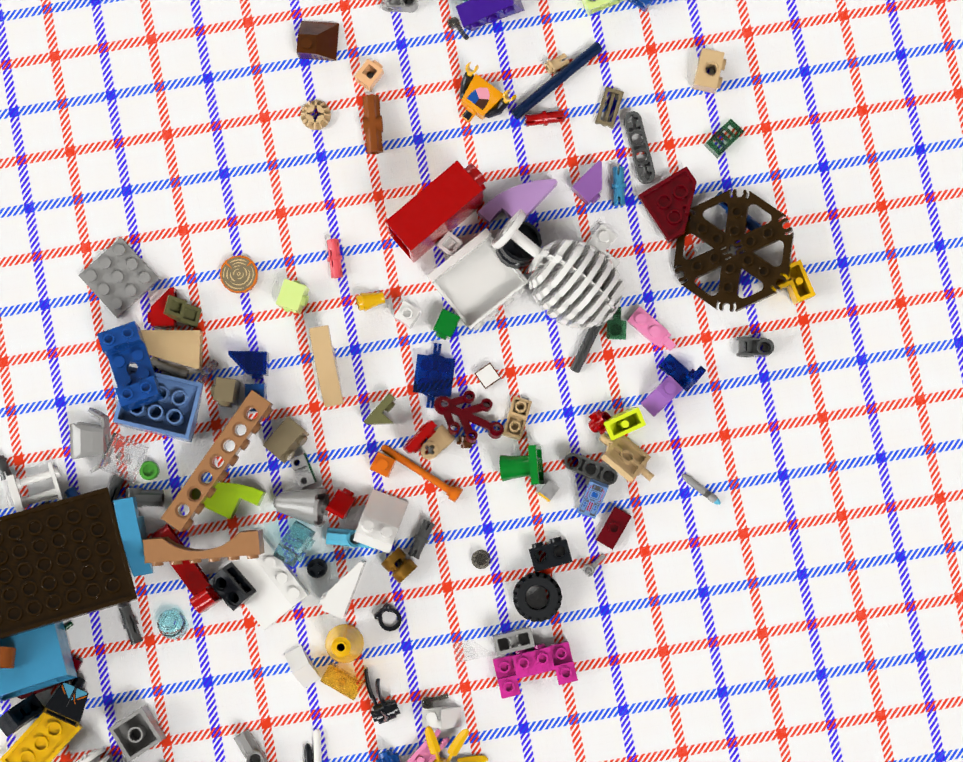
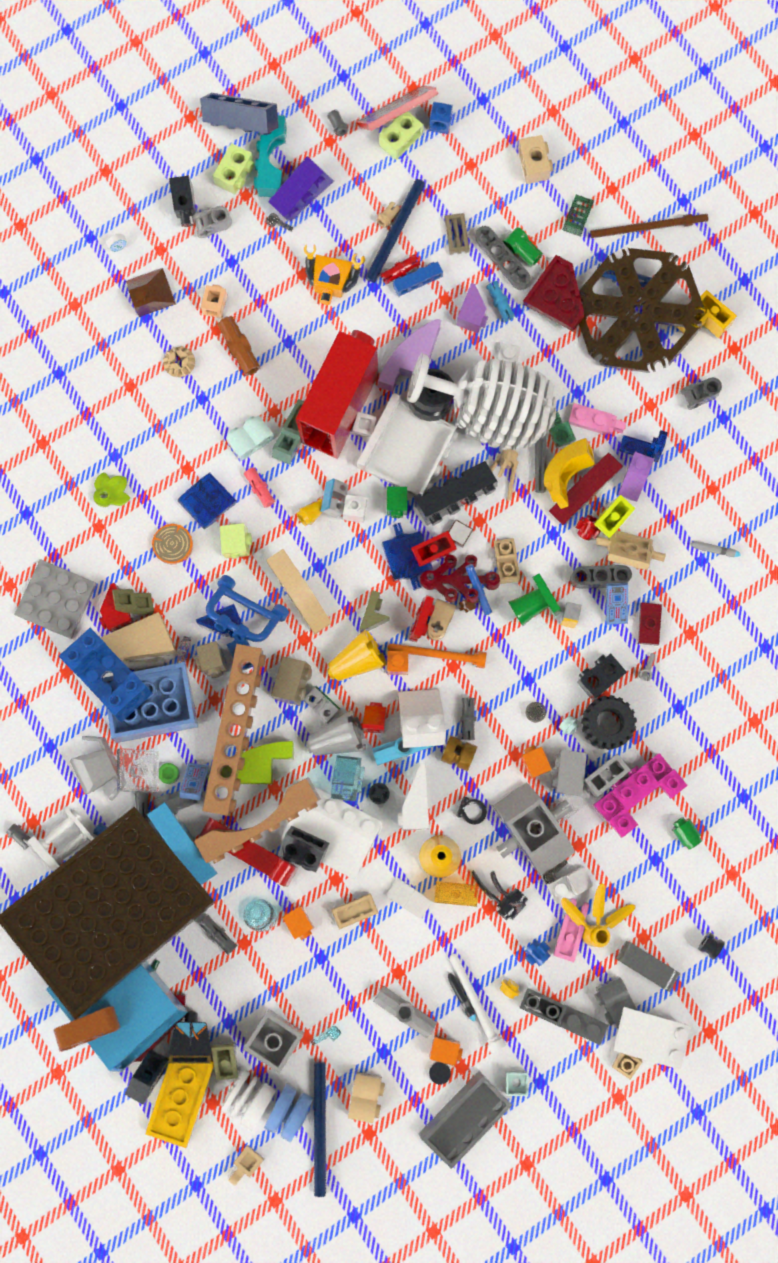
camera: 20 degrees left, 5 degrees down
(90, 730) = (225, 1061): none -> olive slope
(166, 488) = (194, 781): none -> medium blue tile
(189, 748) = (333, 1033): none -> clear light blue hand
(201, 645) = (298, 923): none -> orange brick
(209, 201) = (113, 488): none -> lime plate
(252, 657) = (354, 911): none -> tan plate
(261, 380) = (223, 622): none -> blue bar
(284, 250) = (207, 500): none -> clear blue slope
(345, 210) = (250, 437): none -> light aqua brick
(350, 445) = (357, 658): none -> yellow cone
(377, 229) = (289, 439): none -> sand green slope
(389, 304) = (335, 489): none -> flat silver piece
(429, 637) = (527, 808): none -> light grey slope
(457, 381) = (434, 549): none -> red slope
(460, 601) = (535, 761): none -> orange brick
(481, 432) = (478, 586): none -> blue piece
(484, 624) = (569, 772): none -> light grey brick
(499, 340) = (455, 493): none -> black wedge
(503, 583) = (569, 725): none -> light aqua plate
(558, 133) = (418, 278): none -> blue piece
(558, 331) = (507, 460): none -> tan plant
(559, 719) = (686, 833): none -> green brick
(606, 357) = (564, 465): none -> yellow arch
(614, 386) = (587, 487): none -> dark red slope
(659, 142) = (519, 243): none -> green piece
(817, 186) = (686, 220): none -> reddish brown bar

